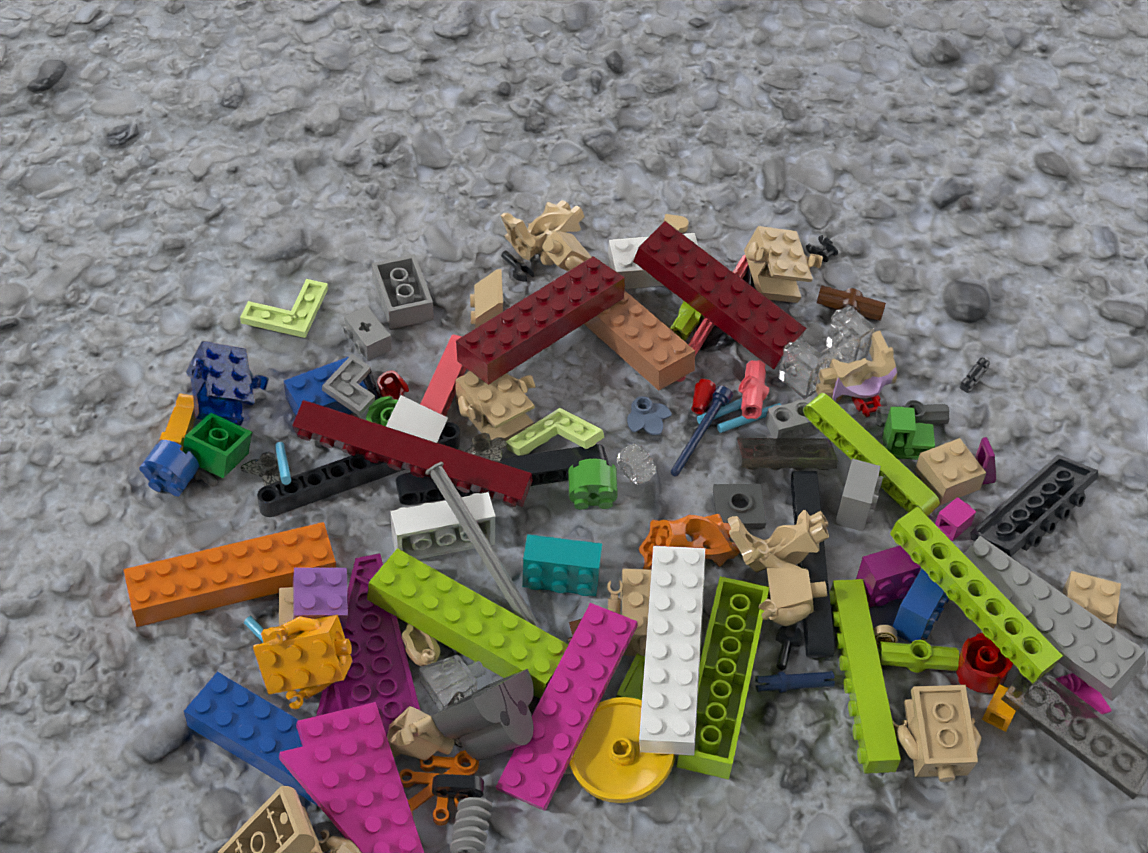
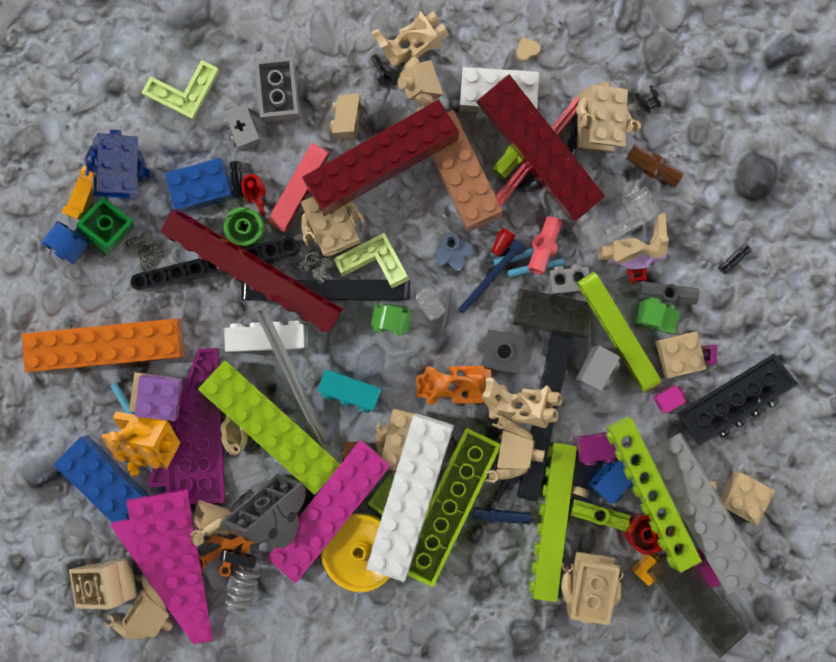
camera: 15 degrees right, 35 degrees up
(283, 463) = (155, 251): medium azure bar -> none
(345, 385) = (208, 195): light grey plate -> none
(416, 420) = (263, 237): white sticker -> none

